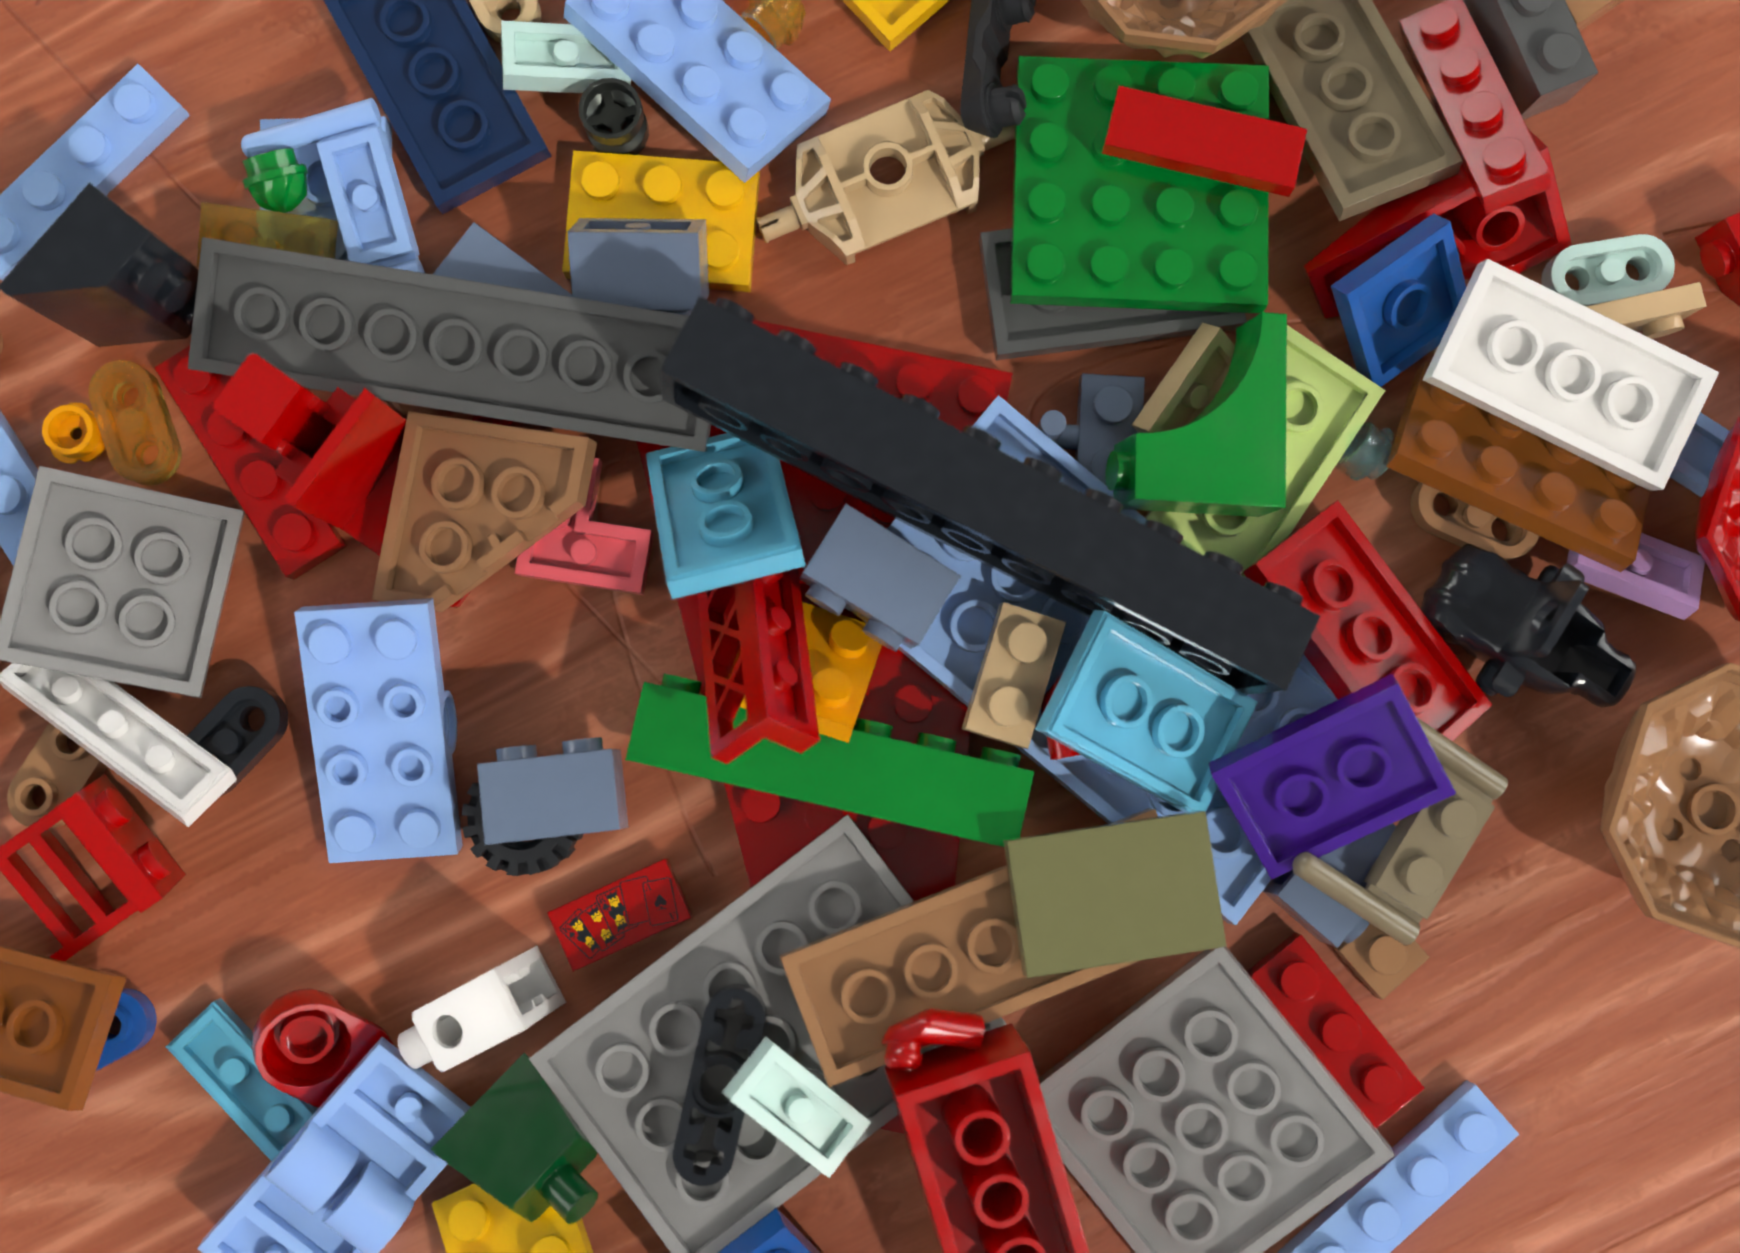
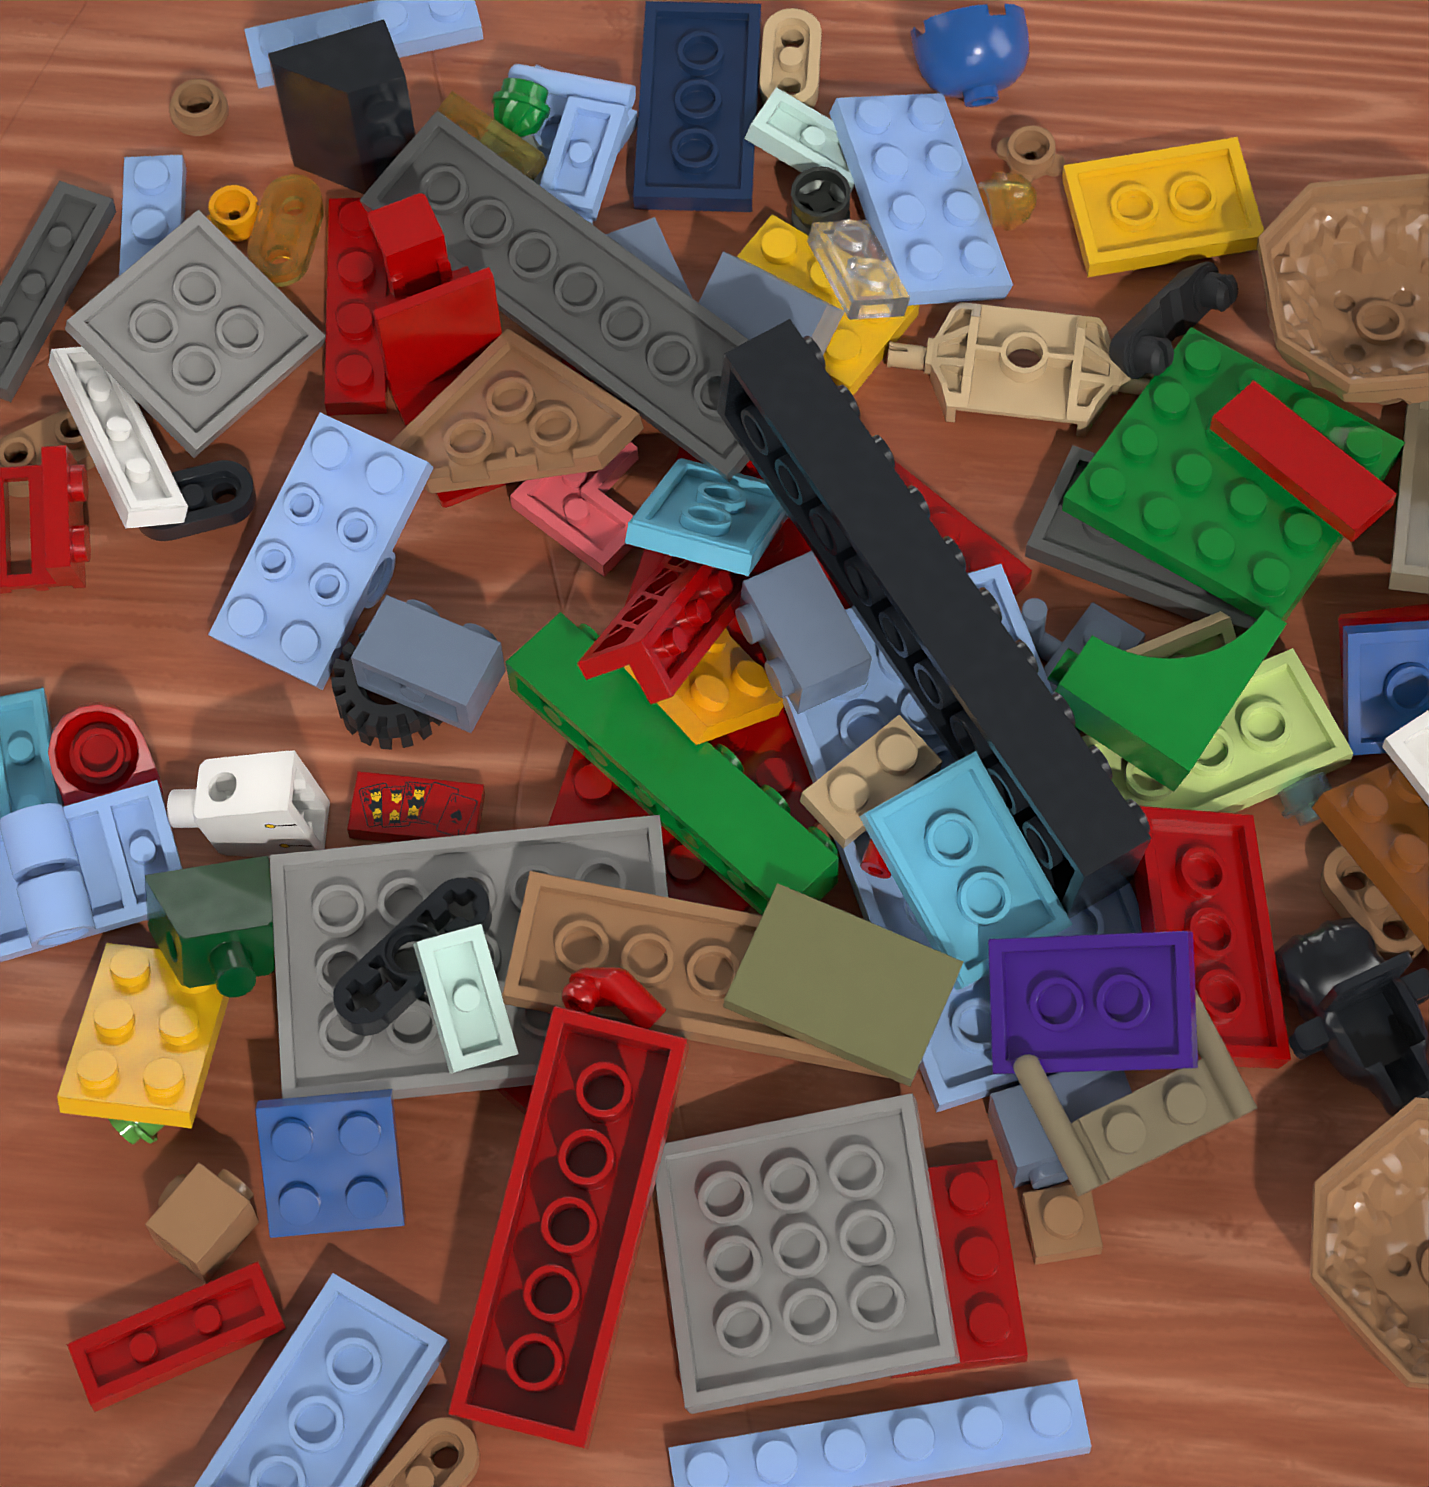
camera: 40 degrees right, 20 degrees down
(691, 168) = (858, 269): none -> clear plate

